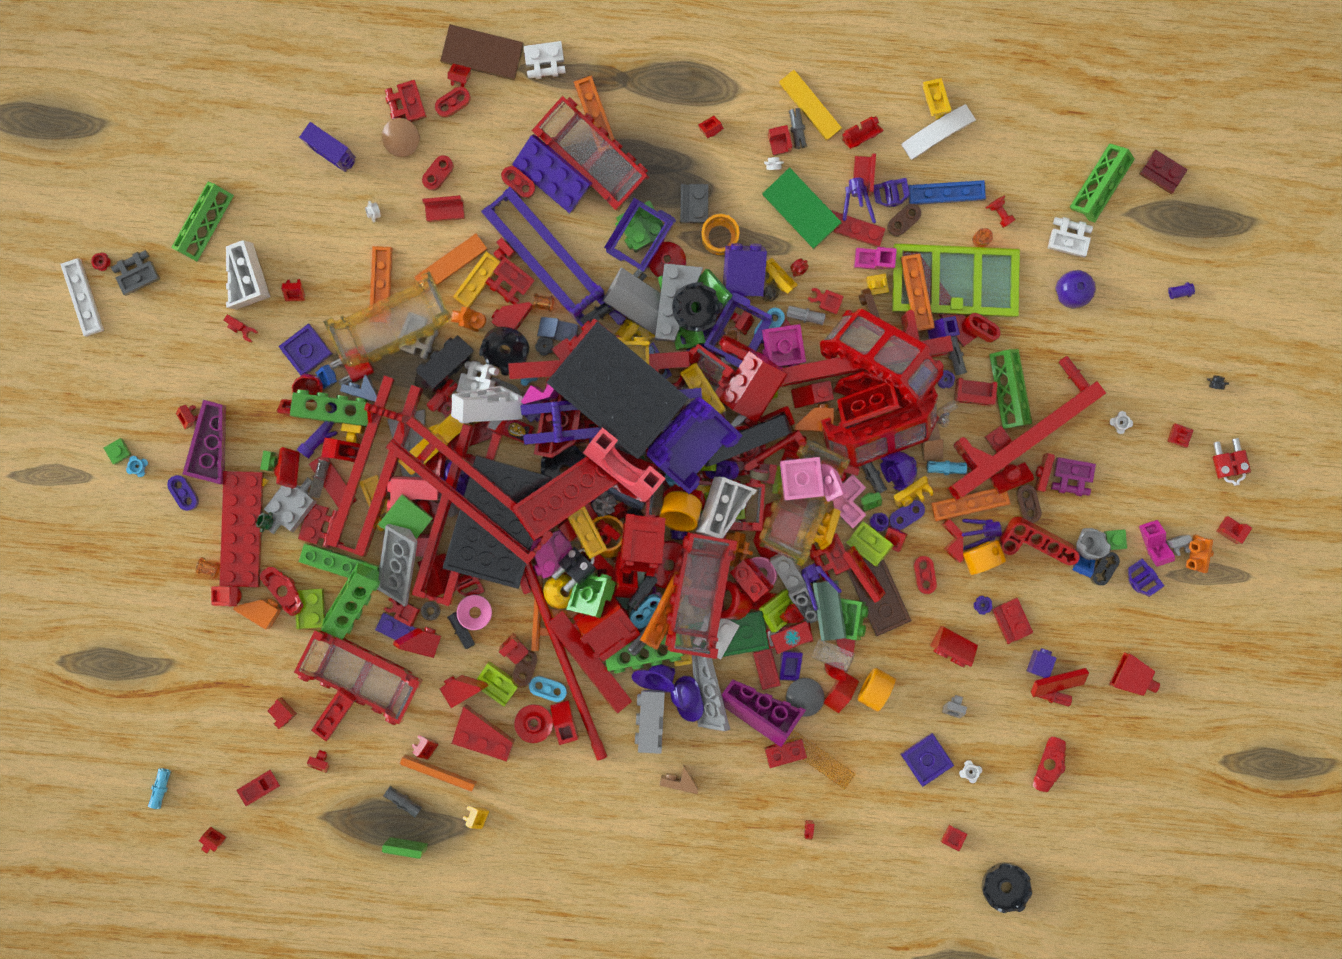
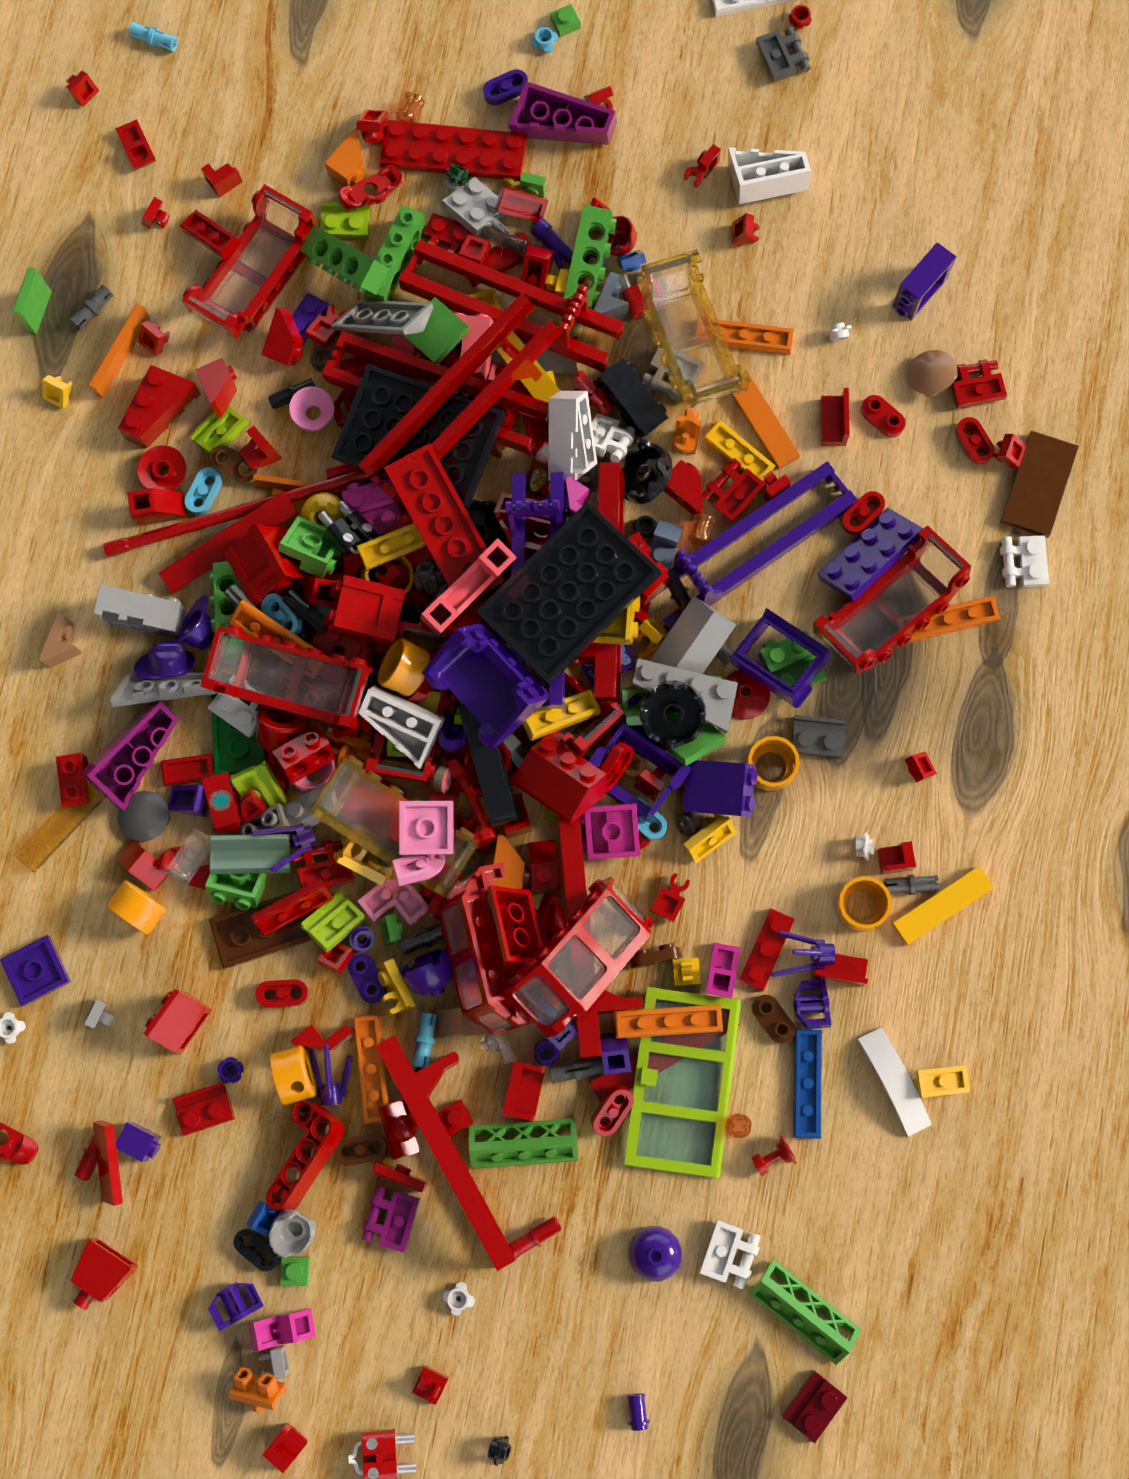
camera: 105 degrees right, 10 degrees down
(196, 217) = (845, 125): bright green fence -> none
(305, 350) = (667, 237): dark purple tile -> none
(329, 500) = (475, 249): none -> red plate
(799, 267) = (719, 866): red plate -> none
(801, 208) = (799, 877): green tile -> none
(805, 315) = (653, 868): light grey axle -> none
(820, 147) = (880, 894): none -> light orange piece
(854, 137) = (893, 961): red hinge -> none

